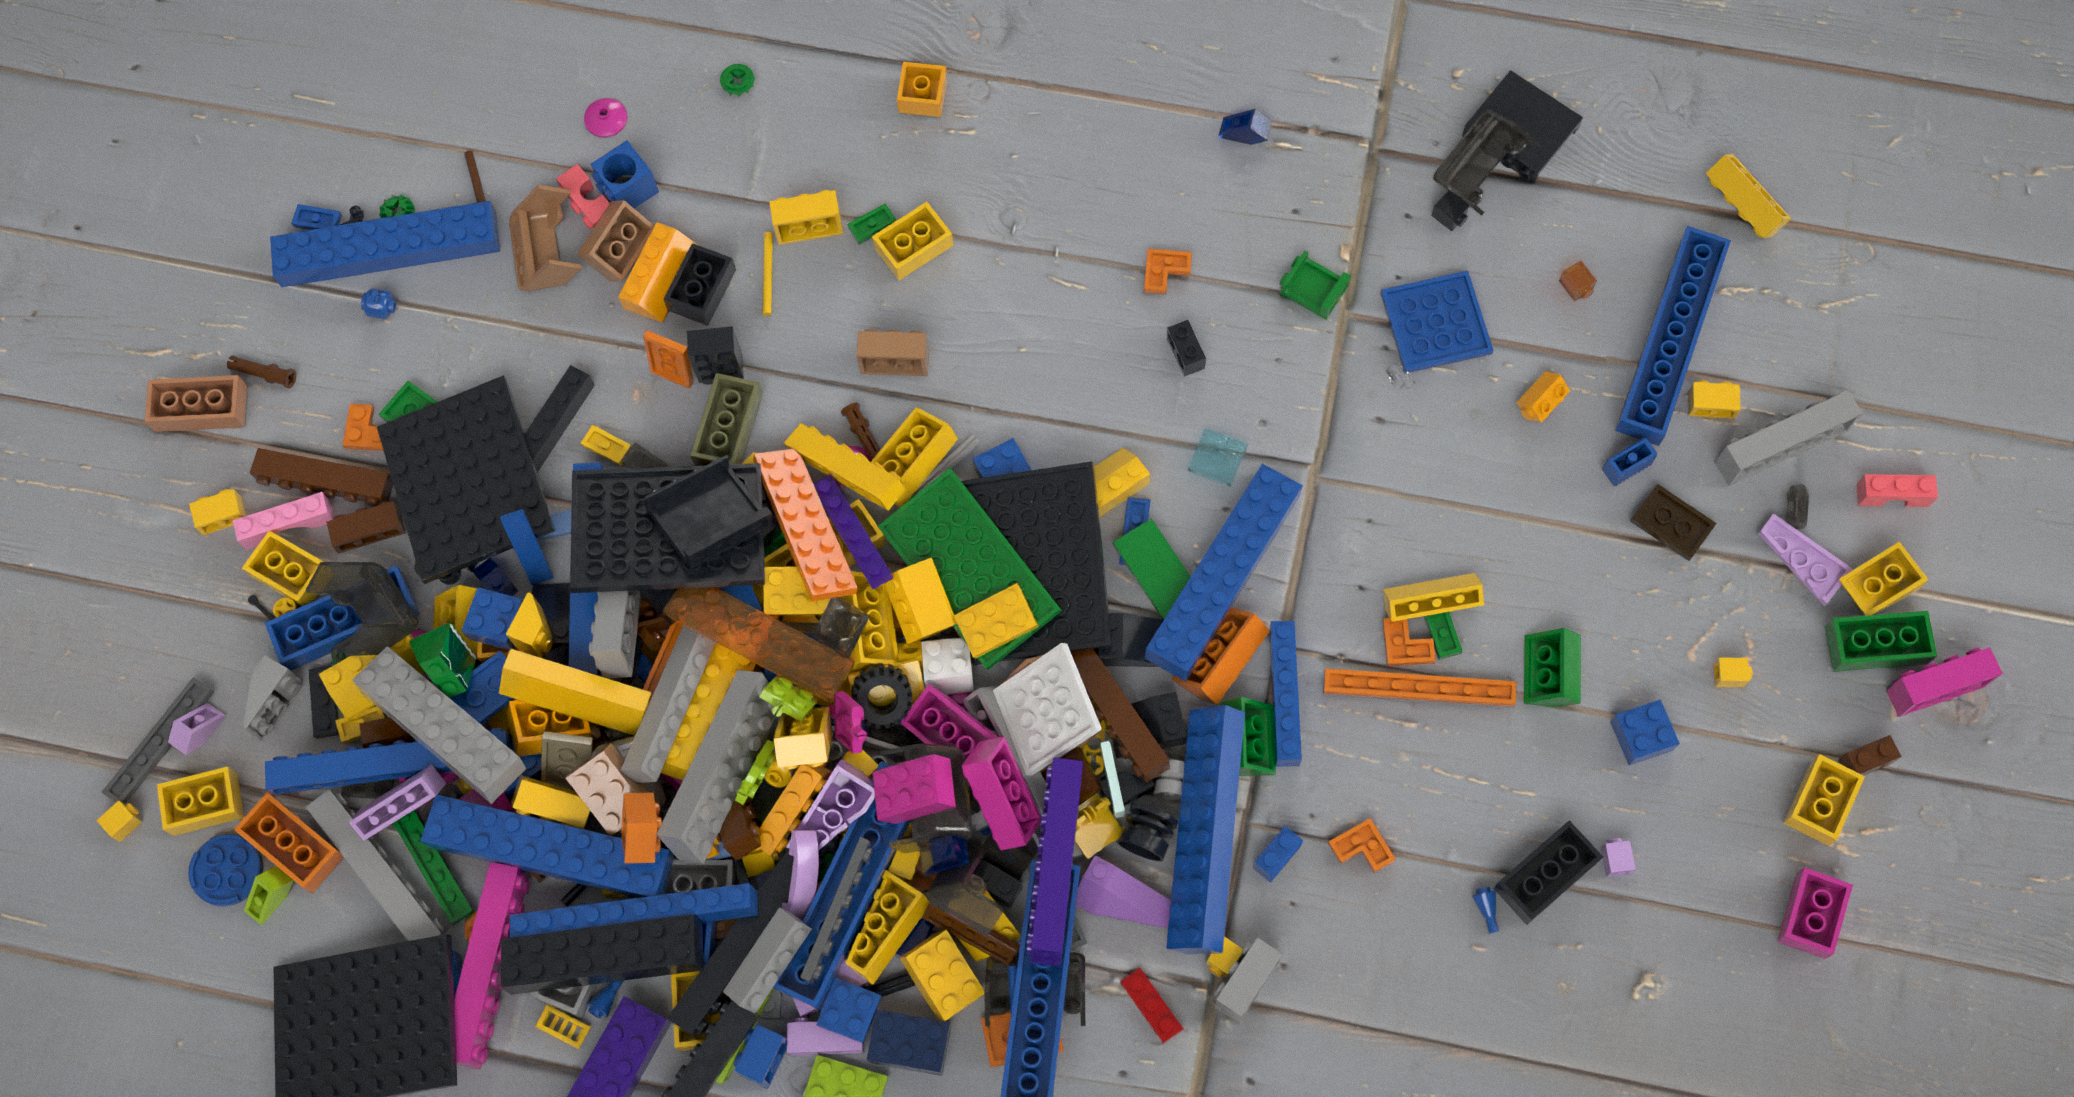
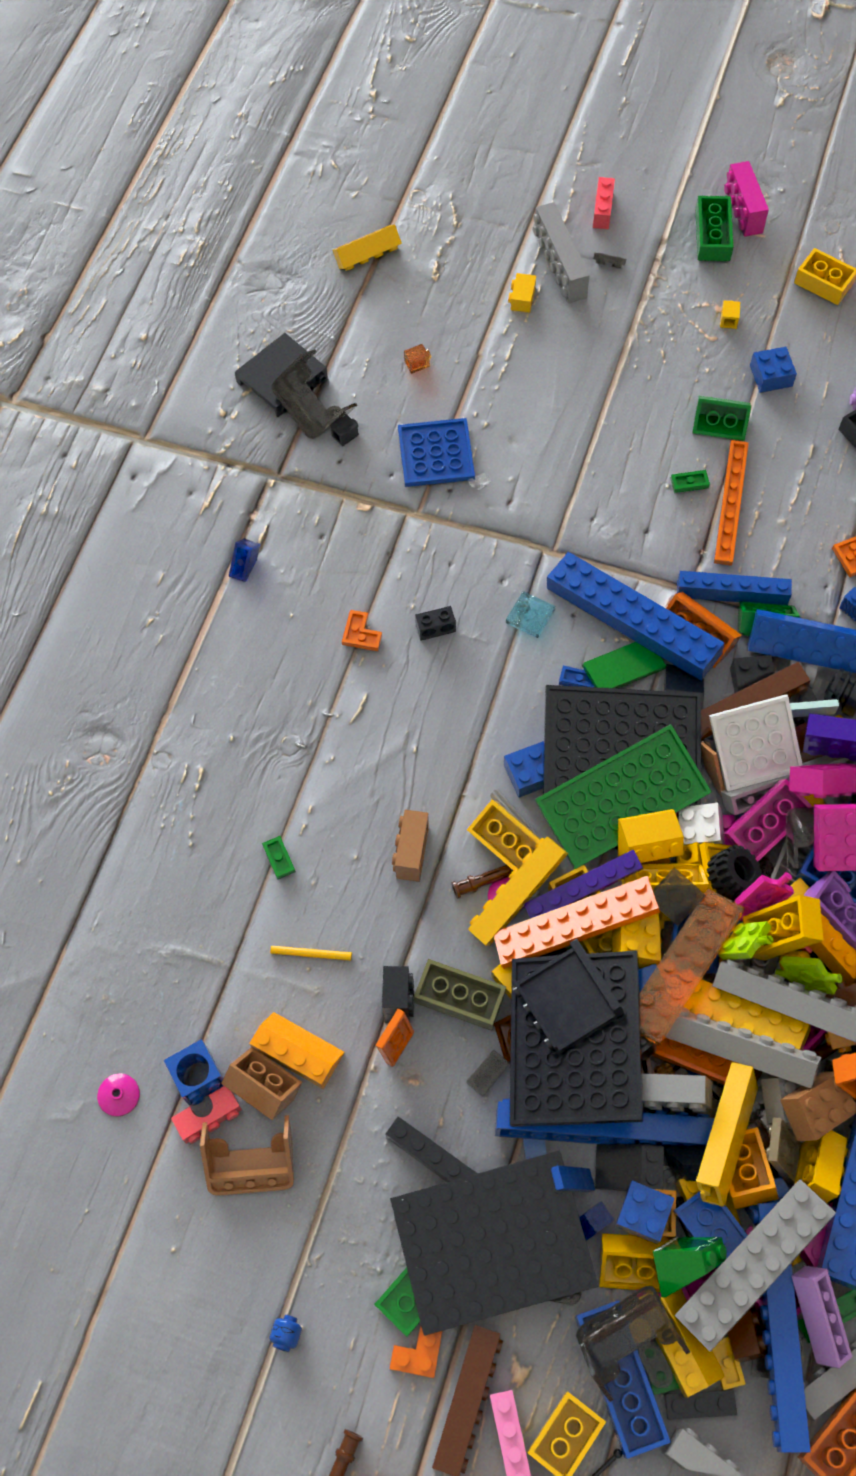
camera: 85 degrees left, 5 degrees down
(283, 606) = (609, 1440): yellow wheel -> none
(314, 218) = (175, 1402): blue plate -> none
(356, 215) = (184, 1360): black arm -> none
(365, 526) = (524, 1353): reddish brown brick -> none
(384, 244) = (219, 1328): blue brick -> none
(404, 203) = (184, 1323): green gear -> none
(474, 175) = (171, 1227): reddish brown bar -> none
(530, 628) = (660, 1173): yellow slope -> none
(605, 445) = (464, 1109): yellow plate -> none
(699, 284) = (317, 1010): black brick -> none
(740, 72) = (97, 964): green gear -> none
(806, 217) = (266, 908): yellow brick -> none
(912, 241) = (304, 822): yellow brick -> none
(922, 89) = (156, 801): light orange brick -> none
(996, 621) = (675, 776): yellow plate -> none
(1118, 479) = (532, 685): yellow slope -> none
(1314, 286) = (393, 528): green panel -> none
(1401, 649) = (698, 510): orange plate -> none
(1433, 597) = (663, 481): yellow brick -> none
(1543, 396) = (509, 391): light orange brick -> none
(1629, 461) = (567, 346): blue brick -> none
(1673, 336) = (471, 306): blue brick -> none
(1673, 522) = (614, 331): dark brown plate -> none
(1805, 558) = (648, 260): lavender wing -> none
(1871, 756) = (794, 247): reddish brown brick -> none
(1884, 580) = (670, 217): yellow slope -> none

